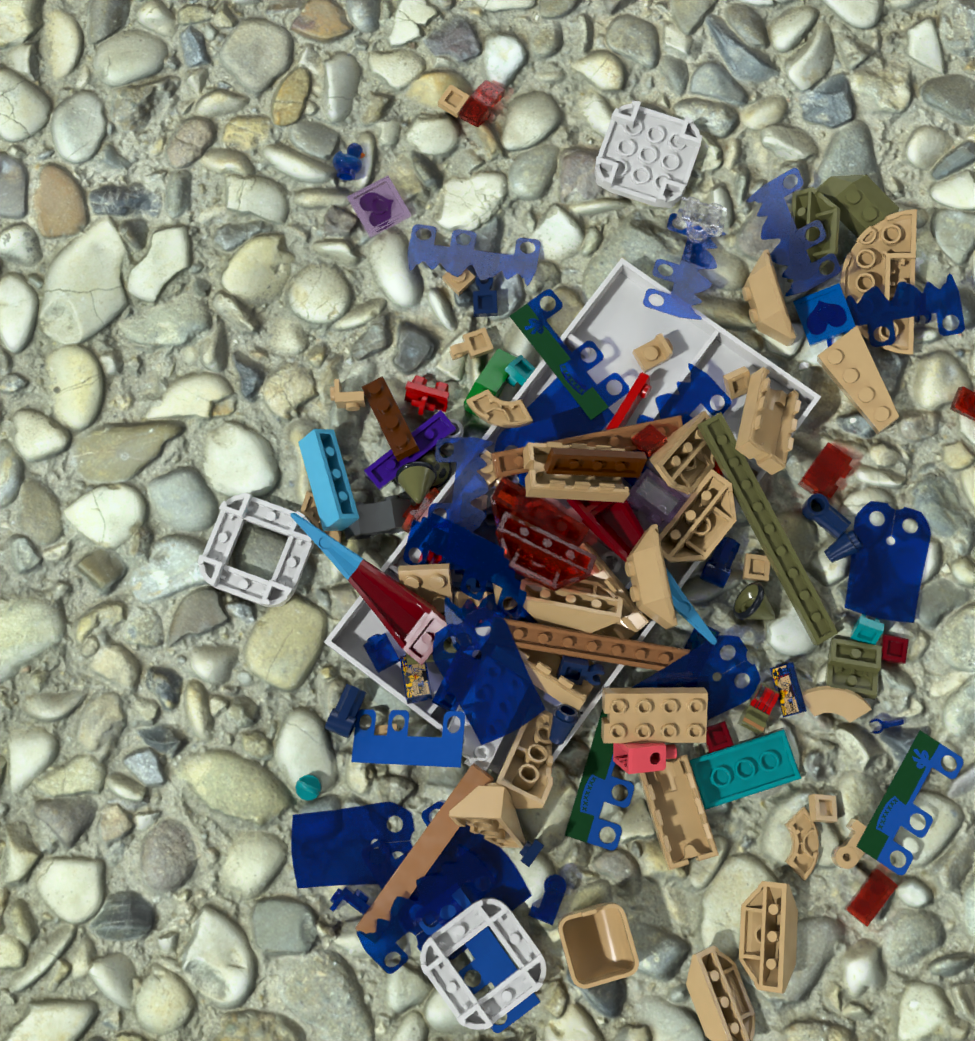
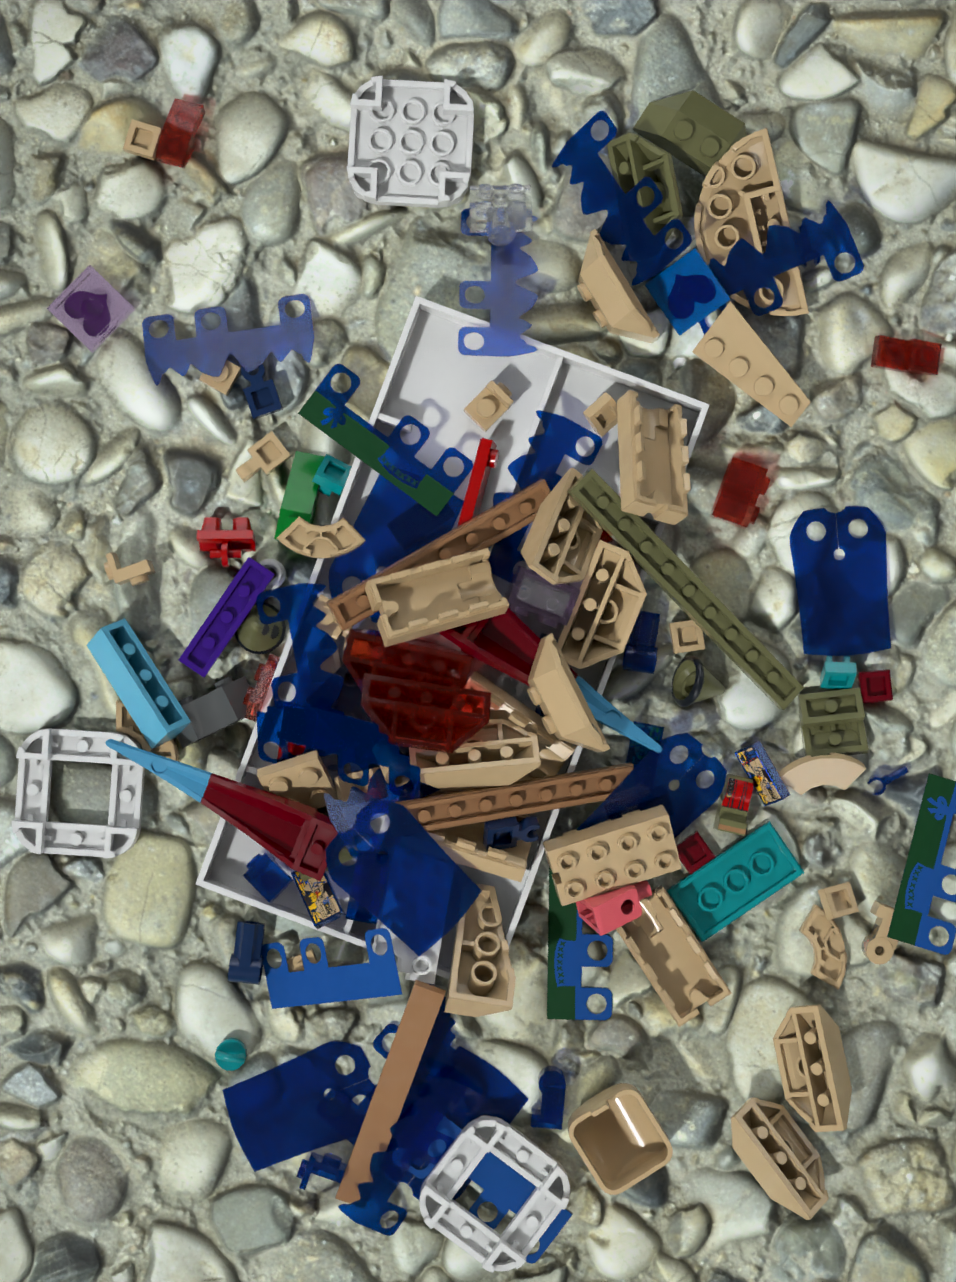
camera: 20 degrees left, 10 degrees up
(348, 164) = (34, 266): clear blue animal -> none
(390, 419) = (190, 584): reddish brown plate -> none
(416, 479) = (246, 654): olive hat -> none
(492, 814) = (455, 1031): tan wedge -> none
(530, 852) = (512, 1055): dark blue plate -> none
(562, 723) = (507, 899): dark blue cone -> none
(595, 462) = (456, 580): reddish brown plate -> none
(649, 440) = (514, 526): clear red tile -> none
(828, 517) = (756, 549): dark blue piece -> none
(844, 546) = (785, 579): dark blue cone -> none
(871, 897) = (919, 986): clear red plate -> none

